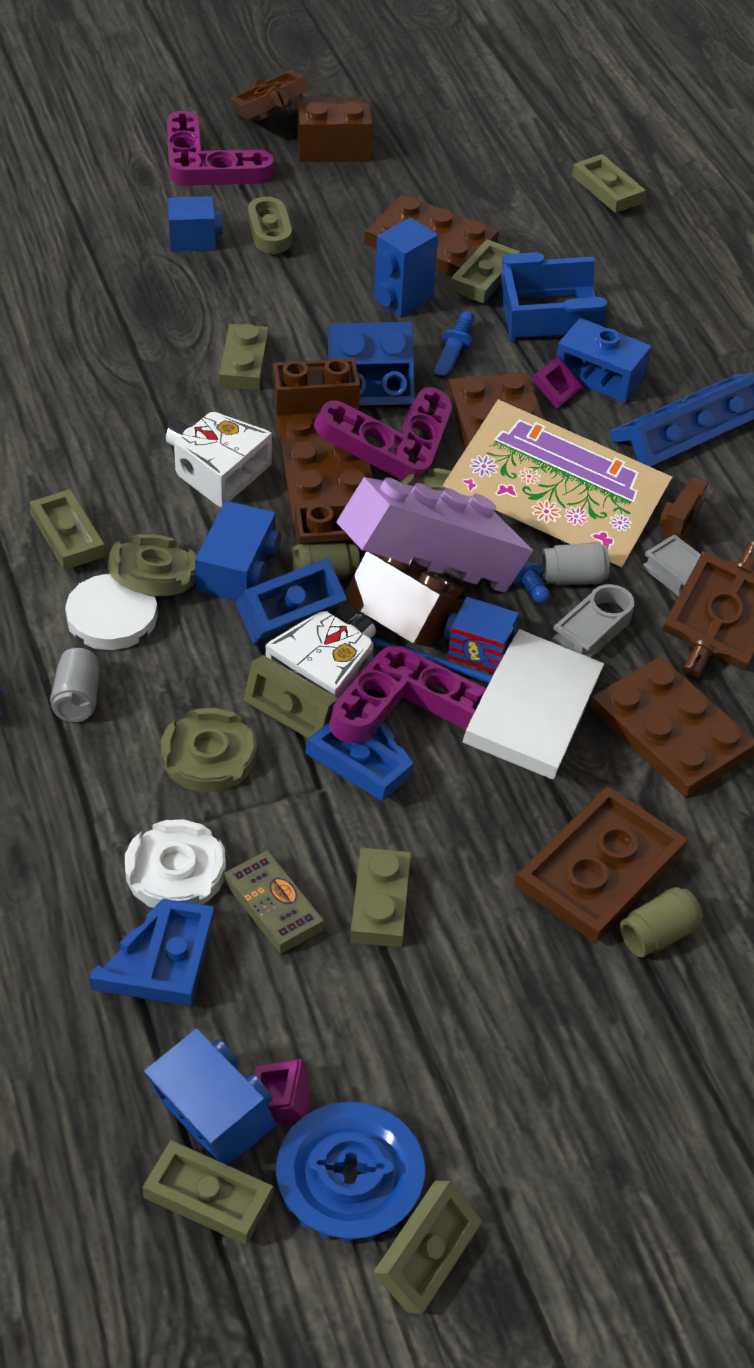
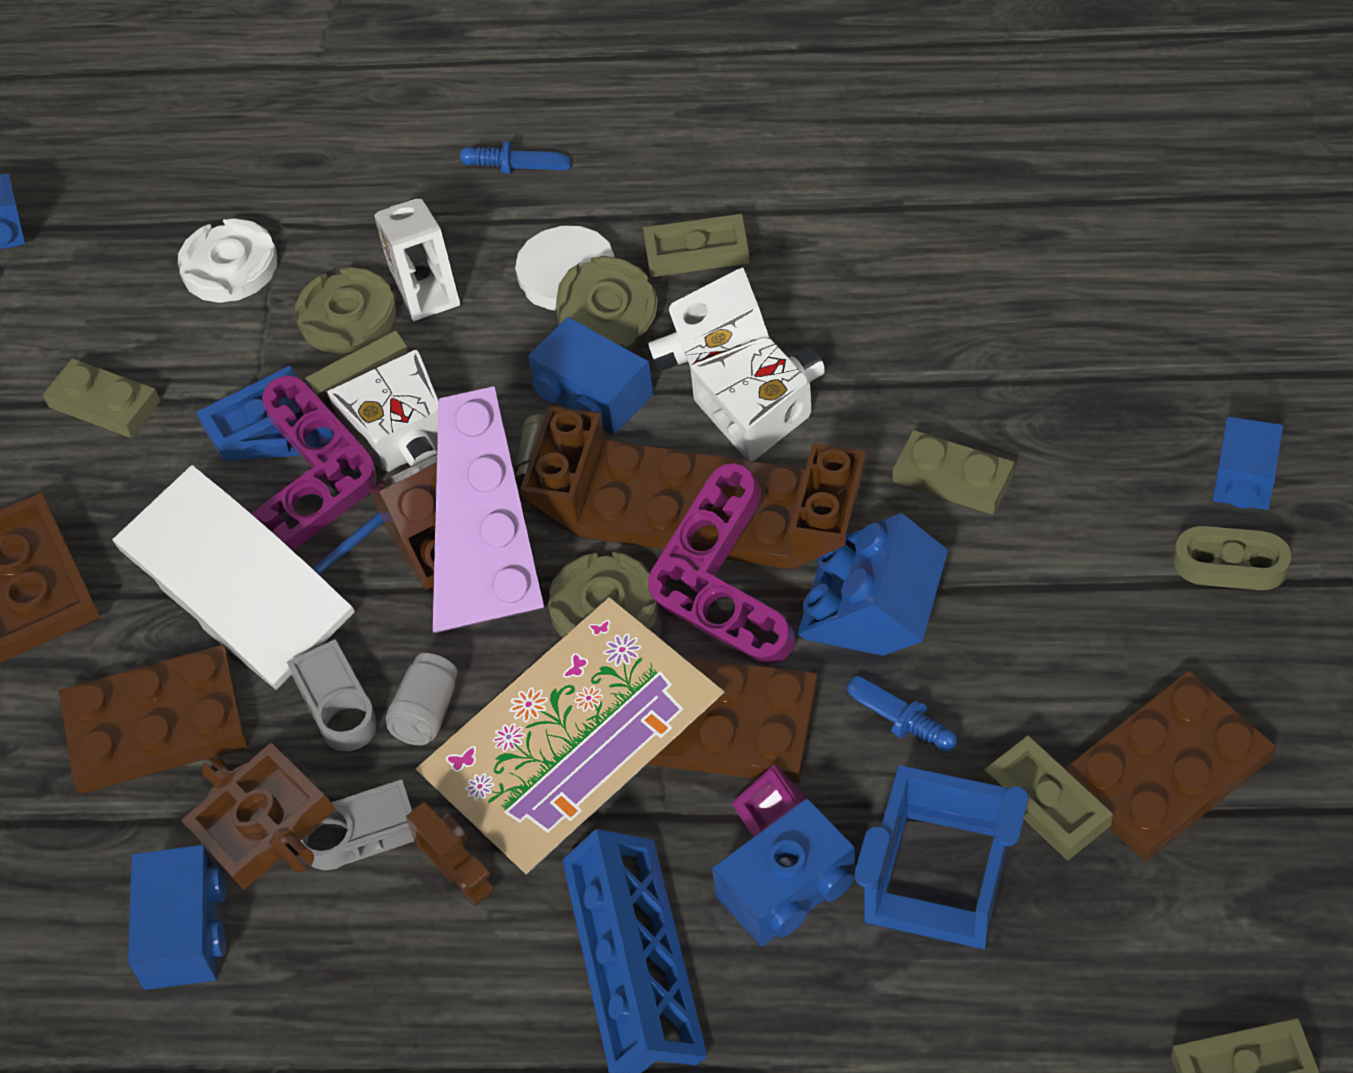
camera: 120 degrees right, 5 degrees up
(75, 685) = (470, 216): light grey piece -> none
(146, 689) = (412, 240): none -> white torso
(161, 955) = (131, 226): blue wing -> none
(173, 474) = (710, 322): none -> white torso
(274, 902) = (144, 318): tile -> none
(289, 600) = (477, 363): blue brick -> none
(405, 267) = (1040, 661): blue brick -> none
(480, 634) = (358, 562): blue brick -> none
(530, 577) = (451, 650): blue piece -> none

